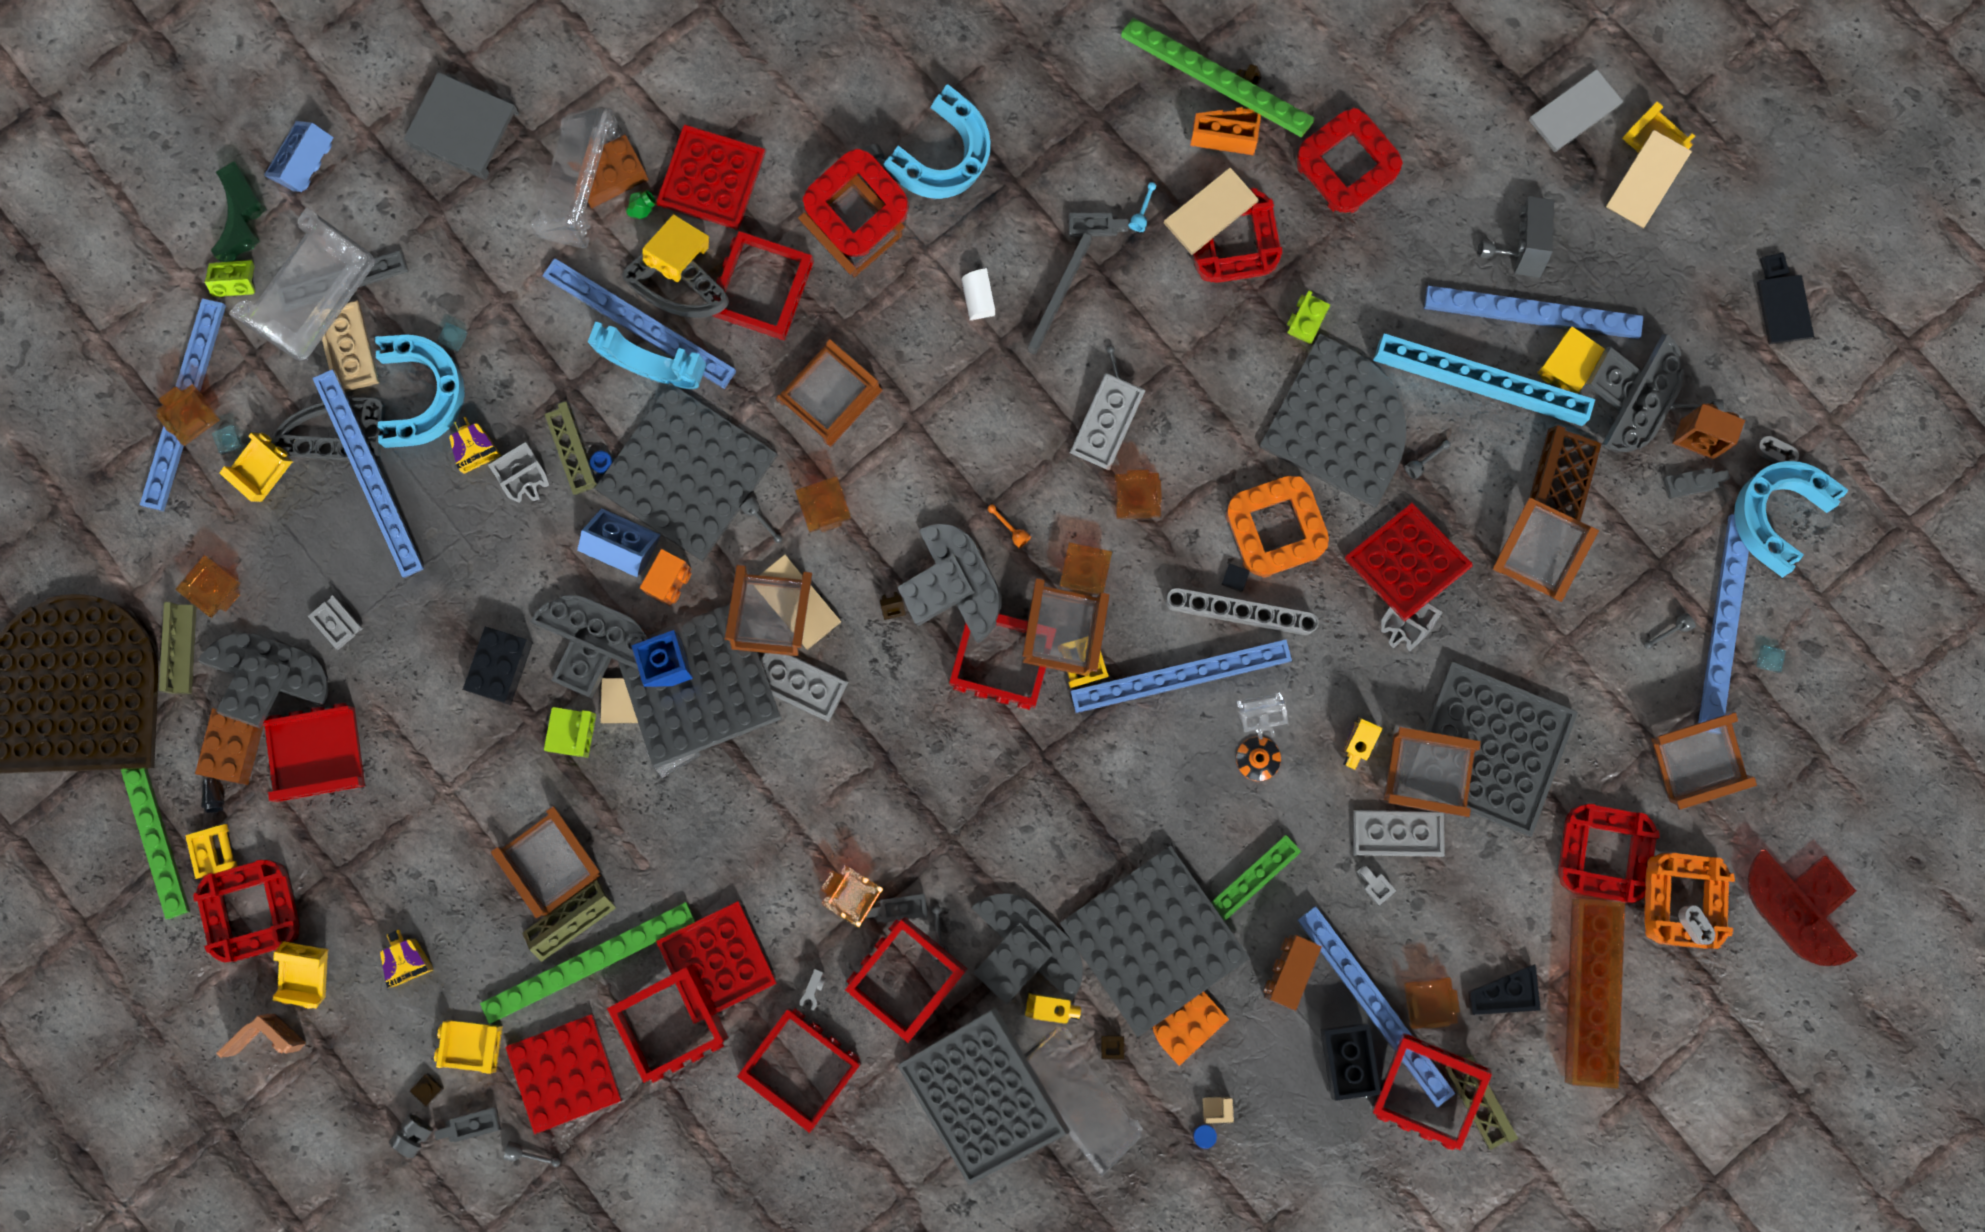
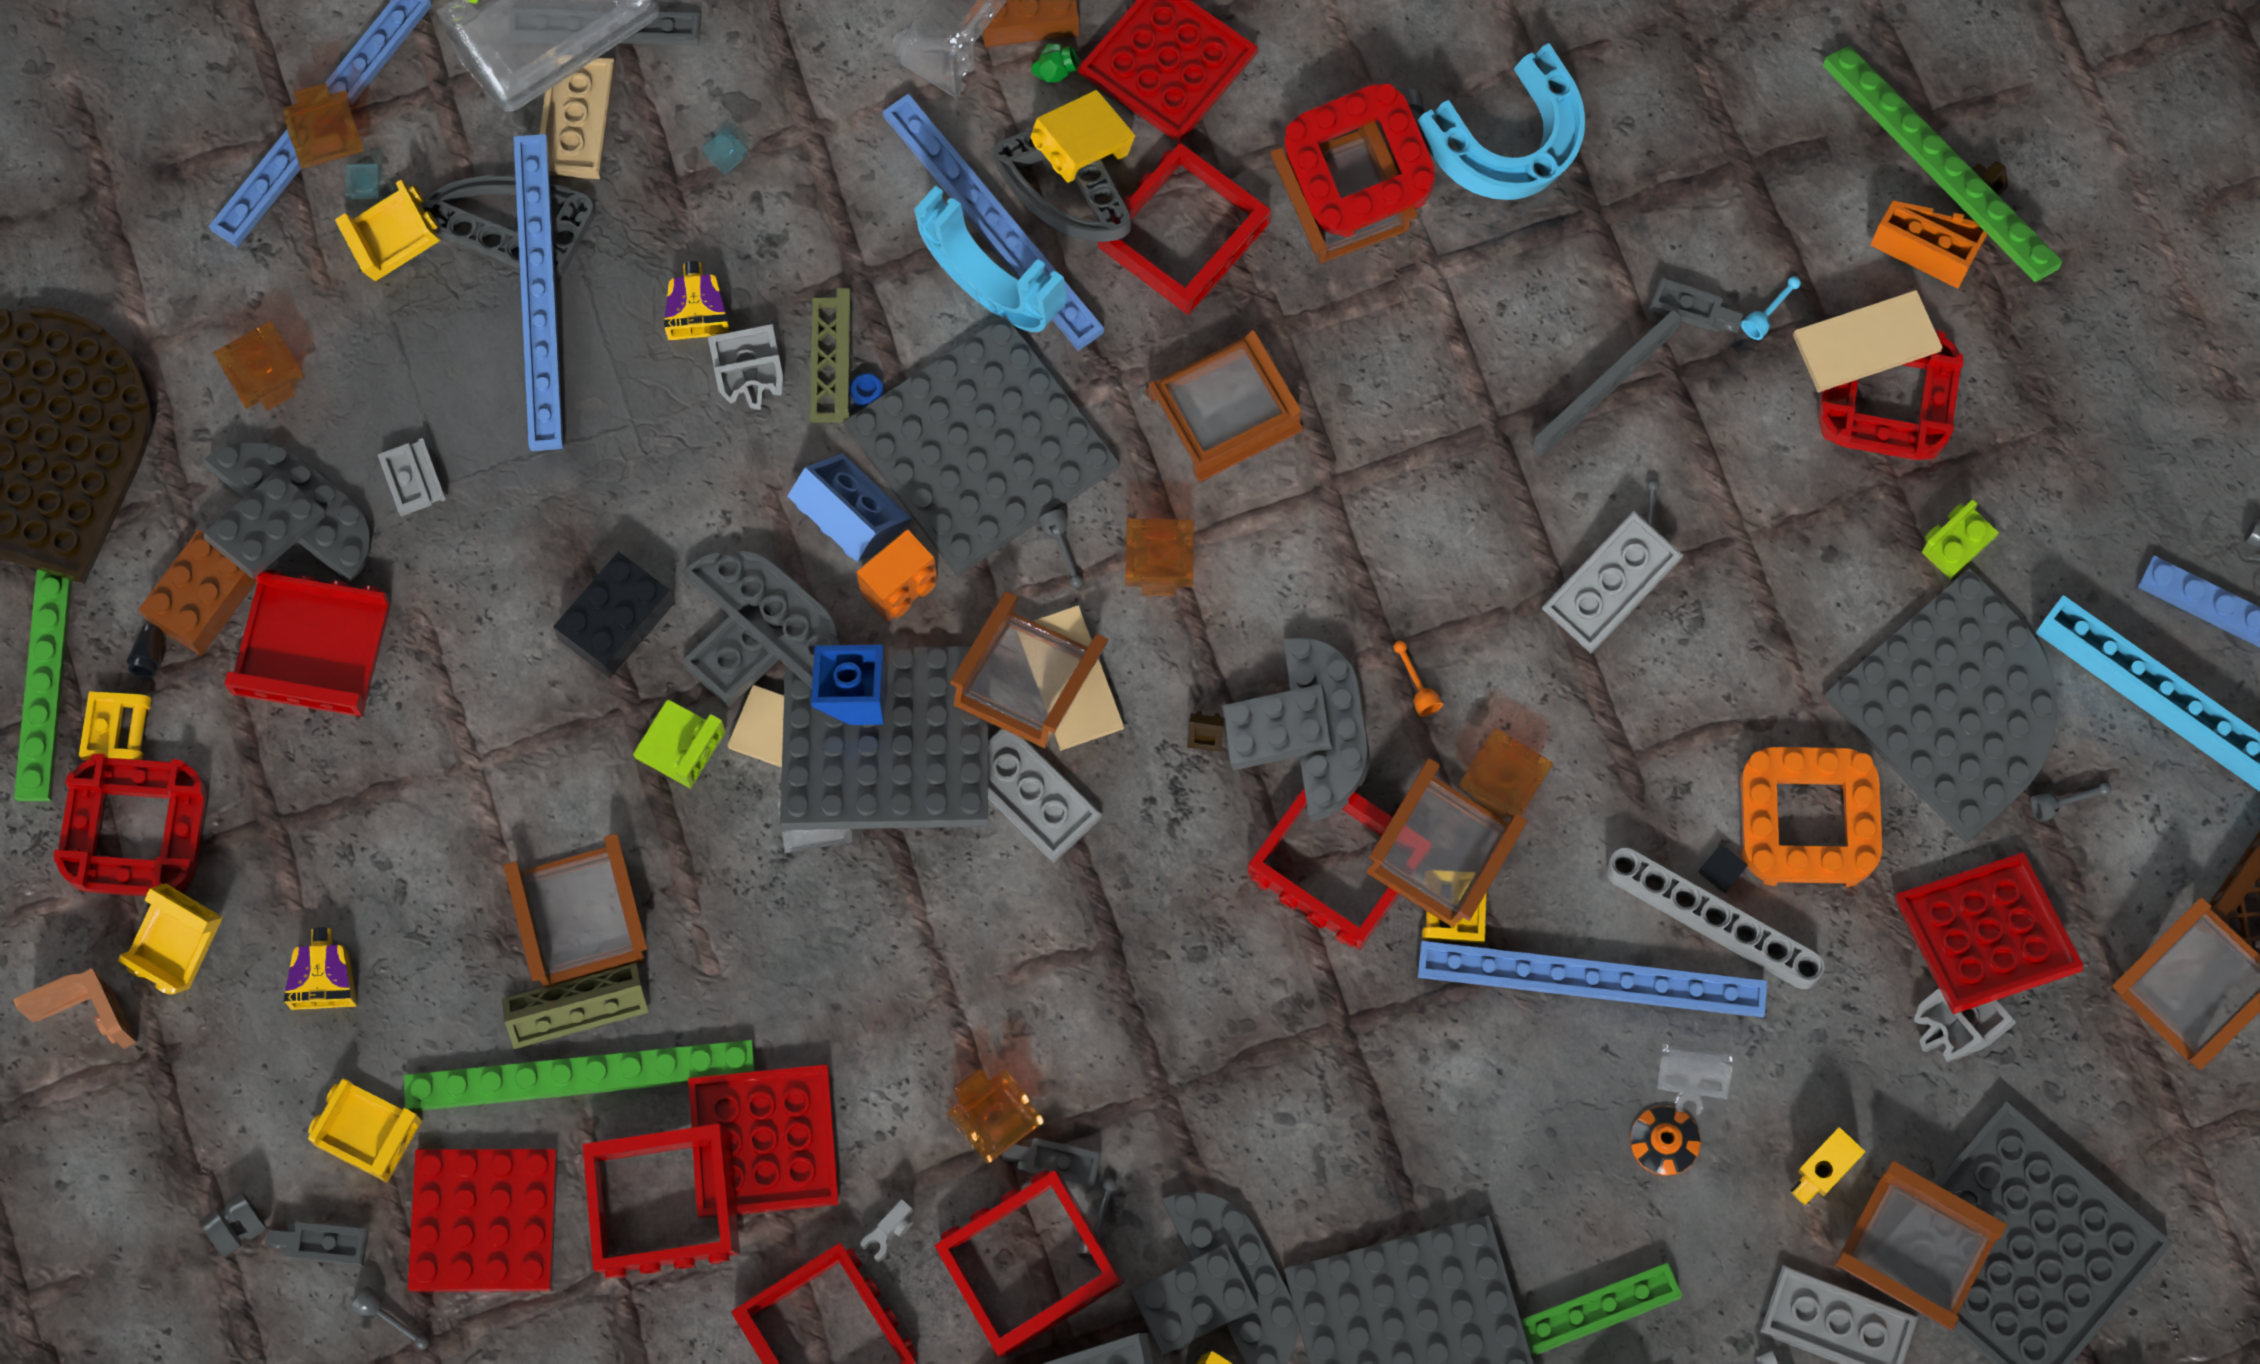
camera: 20 degrees right, 10 degrees down
(177, 648) = (181, 436): olive fence -> none
(426, 1090) = (279, 1170): dark brown plate -> none
(446, 405) = (682, 237): medium azure piece -> none
(978, 294) = (1489, 345): white brick -> none
(1138, 494) = (1620, 700): clear orange panel -> none
(1327, 182) = (2111, 386): red plate -> none

